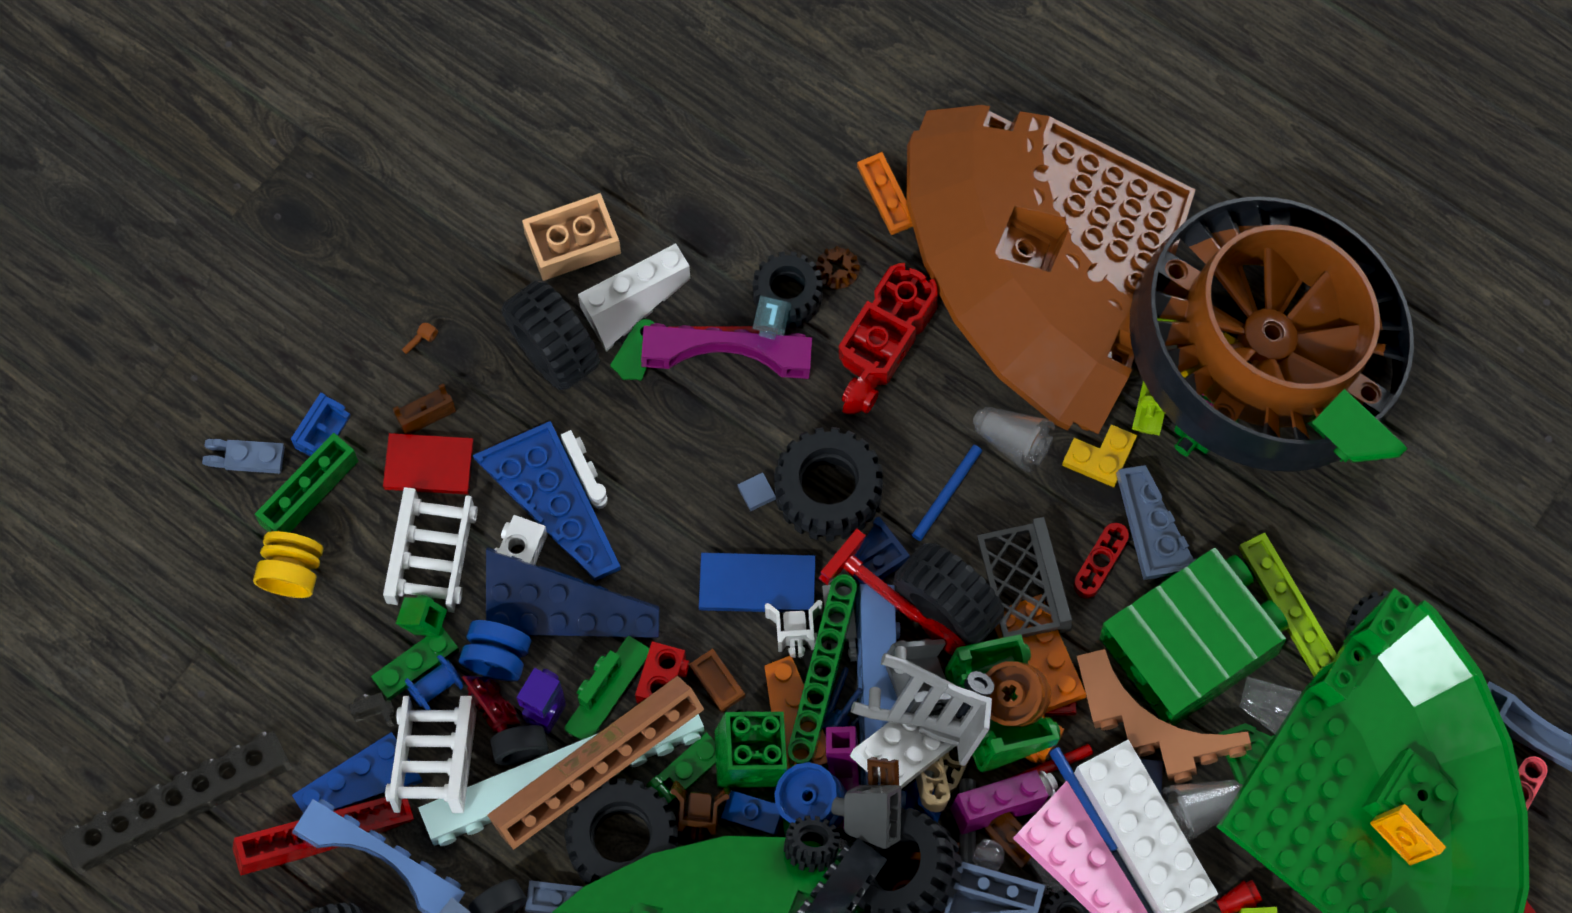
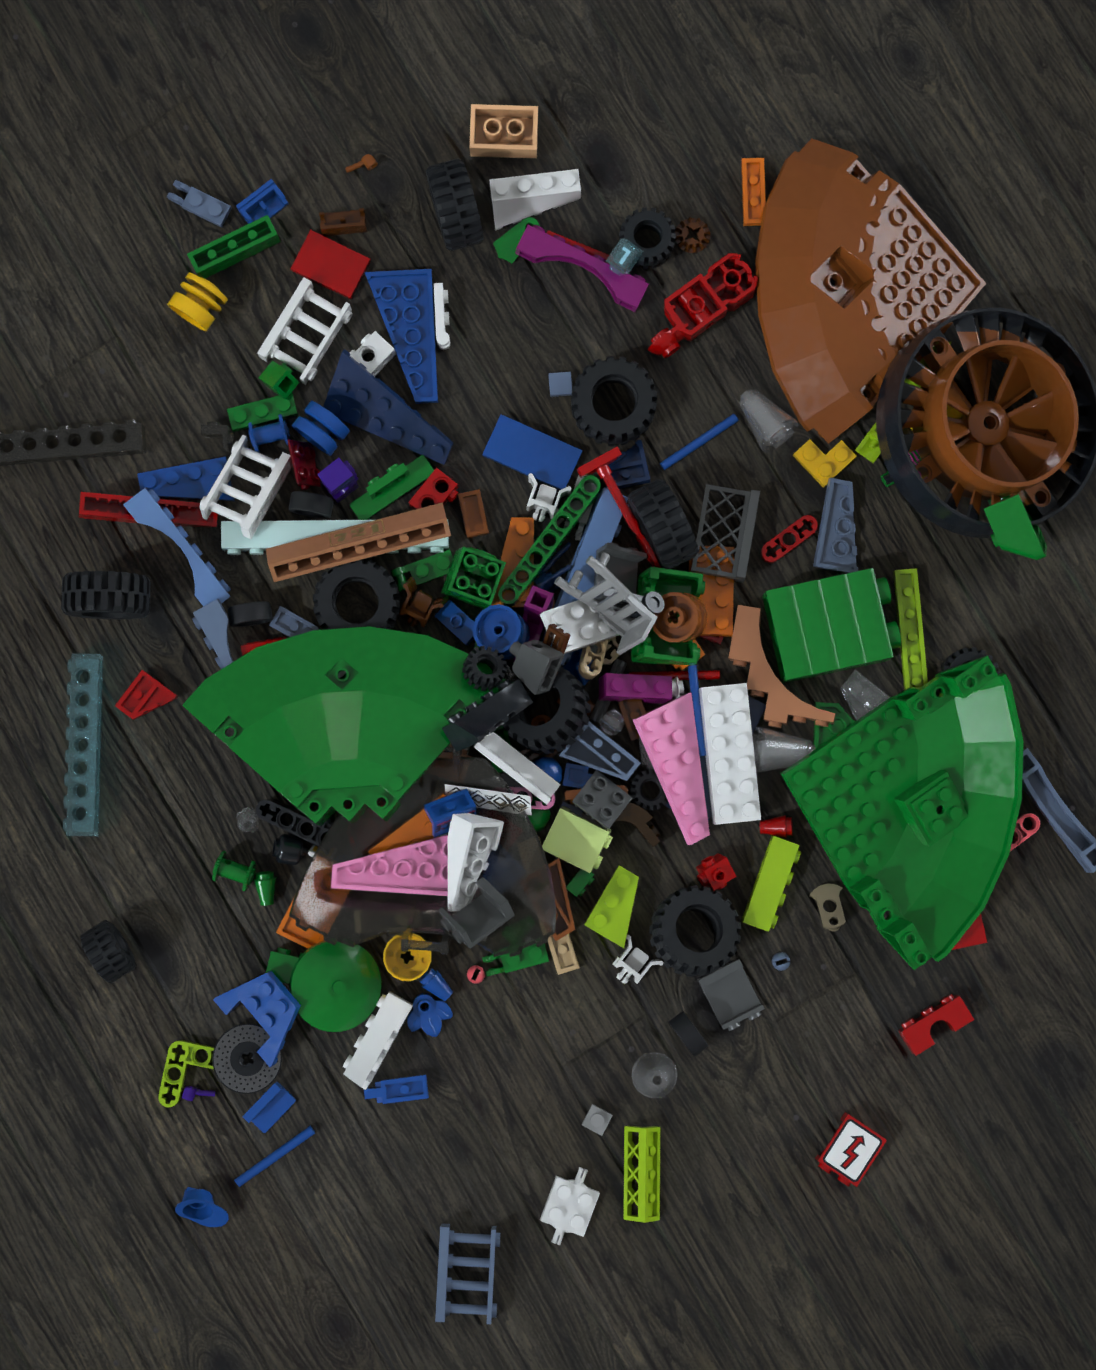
camera: 20 degrees right, 15 degrees up
(1407, 835) = (915, 834): light orange tile -> none

